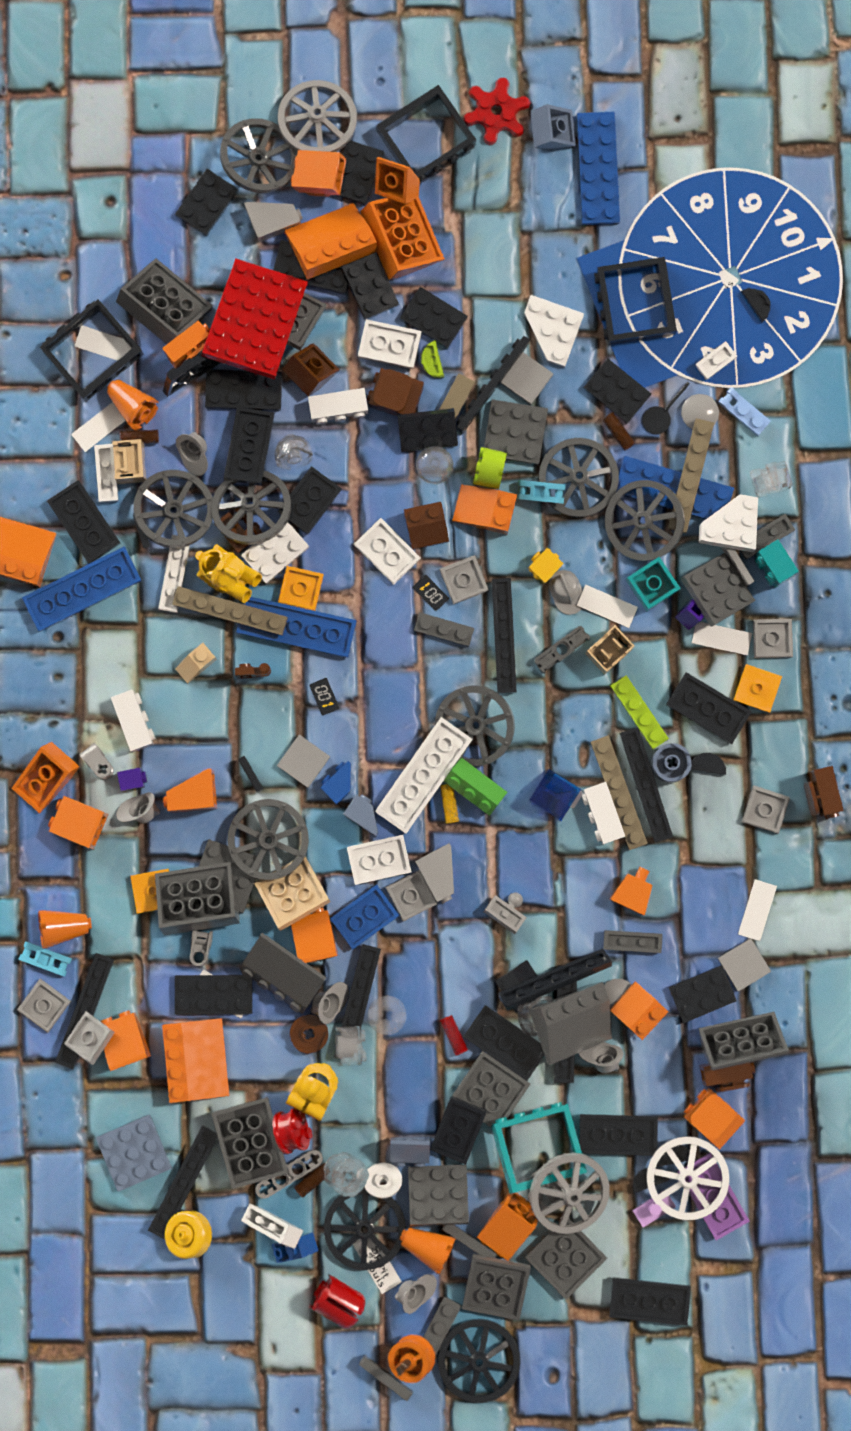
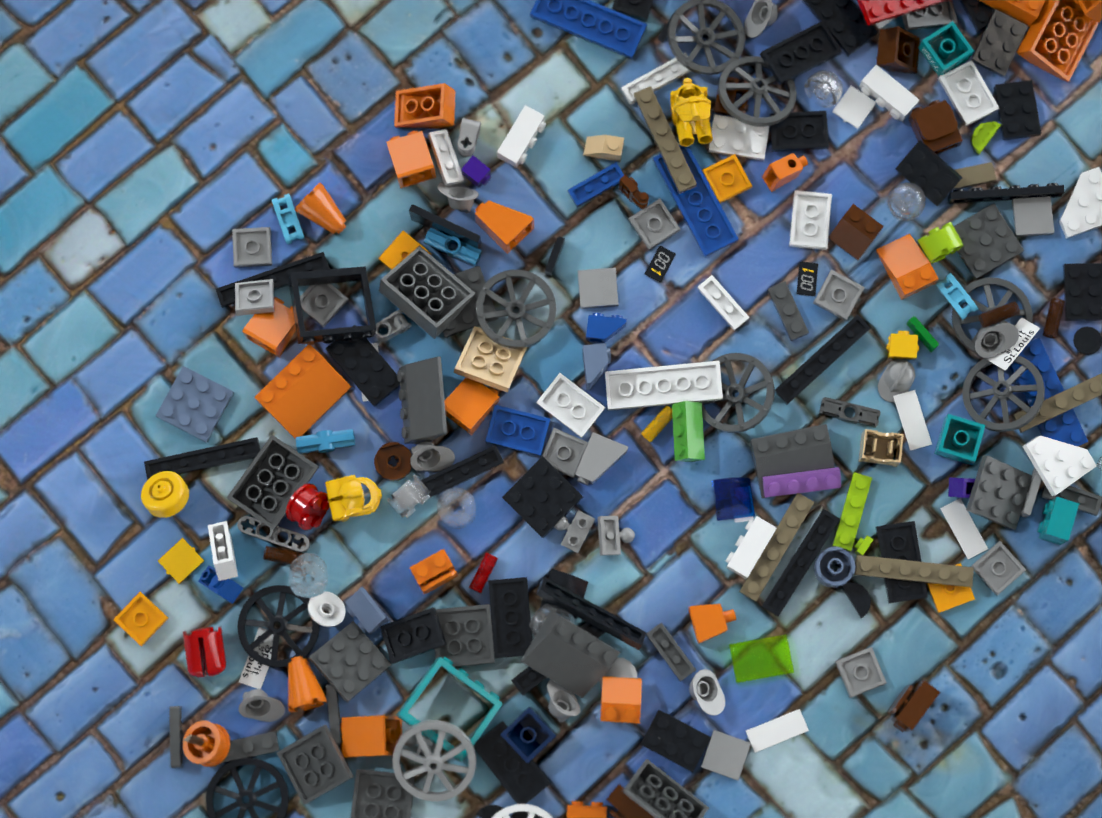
camera: 50 degrees right, 5 degrees down
(100, 794) = (445, 157): none -> white plate
(120, 965) = (326, 277): none -> black window
(133, 985) = (322, 302): none -> light grey tile
(157, 841) = (444, 226): none -> black tile
(188, 842) = (441, 242): none -> dark azure piece
(220, 693) = (596, 184): none -> blue plate
(249, 1074) = (325, 441): none -> dark azure piece
(249, 1263) = (181, 560): none -> yellow piece
(270, 1331) = (141, 619): none -> light orange plate
(289, 674) = (654, 224): none -> light grey tile
(326, 441) = (854, 107): none -> white piece
(332, 539) = (784, 171): none -> orange torso
(341, 332) = (946, 49): none -> teal brick
(396, 674) = (723, 302): none -> white plate
(423, 1074) = (434, 571): none -> orange brick
(433, 941) = (542, 497): none -> black plate
(480, 936) = (576, 530): none -> light grey plate
(548, 542) = (923, 334): none -> green tile
(564, 724) = (791, 452): none -> dark grey slope
(582, 471) = (1000, 316): none -> reddish brown piece
(586, 732) = (801, 482): none -> medium lavender plate
(600, 492) = (996, 339): none -> light grey piece
(607, 1103) = (529, 734): none -> dark blue slope
(614, 480) = (1026, 333): none -> white sticker
(672, 726) = (862, 545): none -> lime plate
(687, 940) = (707, 692): none -> light grey piece
(693, 876) = (761, 658): none -> clear neon green tile
(724, 705) = (914, 571): none -> dark tan plate

